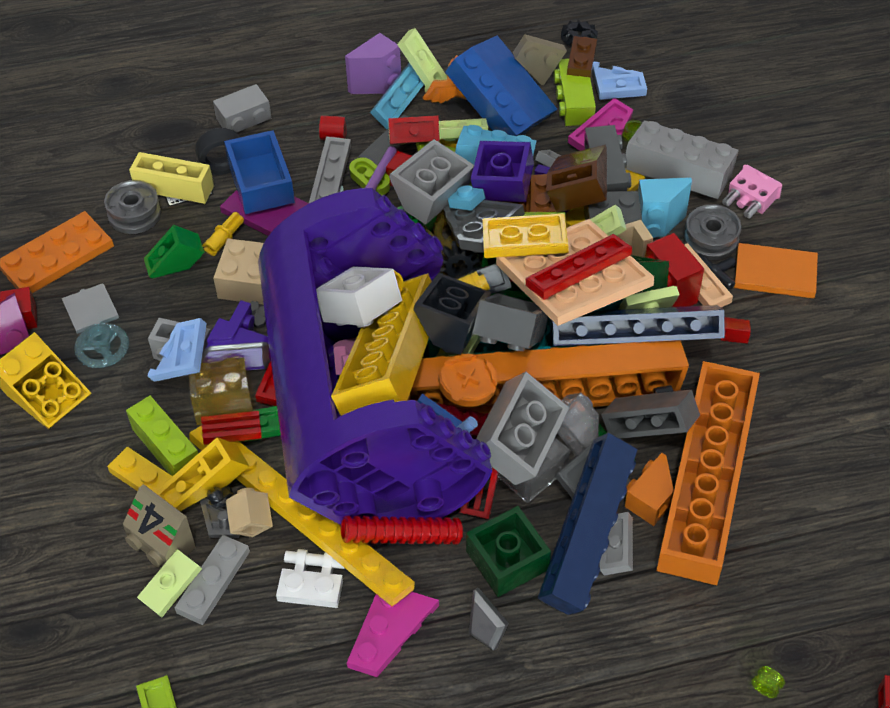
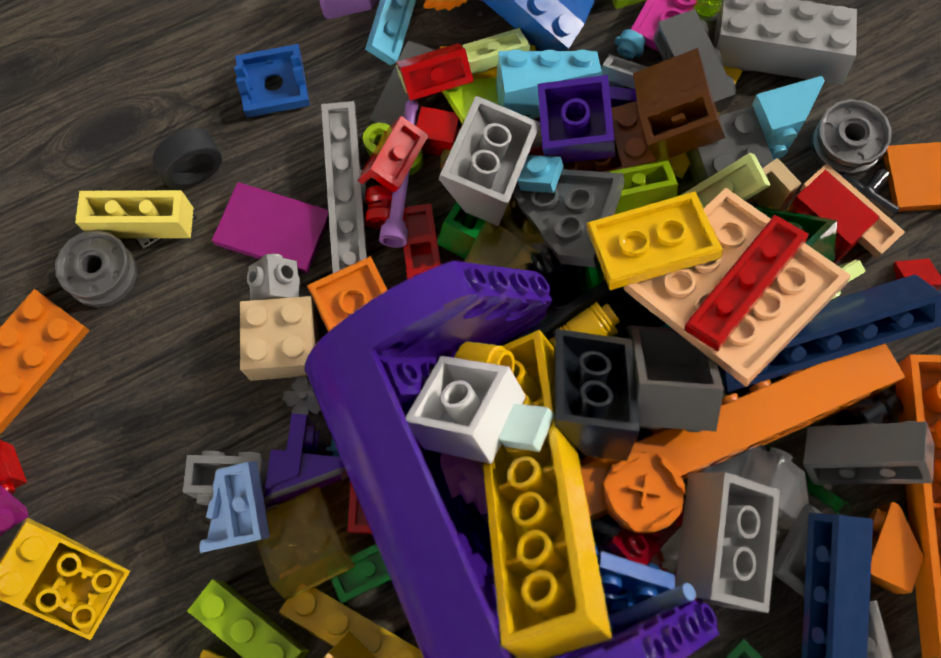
camera: 10 degrees left, 20 degrees up
(90, 307) = (88, 437): light grey piece -> none
(99, 339) = (107, 491): clear light blue piece -> none
(174, 252) = (173, 330): green slope -> none
(222, 233) = (229, 281): yellow axle -> none
(230, 424) = (325, 585): red tile -> none
(242, 109) = (195, 80): light grey brick -> none
(254, 229) = (273, 278): none -> light grey brick
(259, 172) = (250, 184): blue piece -> none
(286, 111) = (257, 66): none -> blue piece
(332, 127) = (323, 85): red brick -> none
(368, 171) = (394, 154): none -> red panel
(394, 309) = (526, 427): none -> light aqua tile
(566, 145) = (630, 44): none -> medium azure plate
(753, 190) = (882, 61): bright pink piece -> none

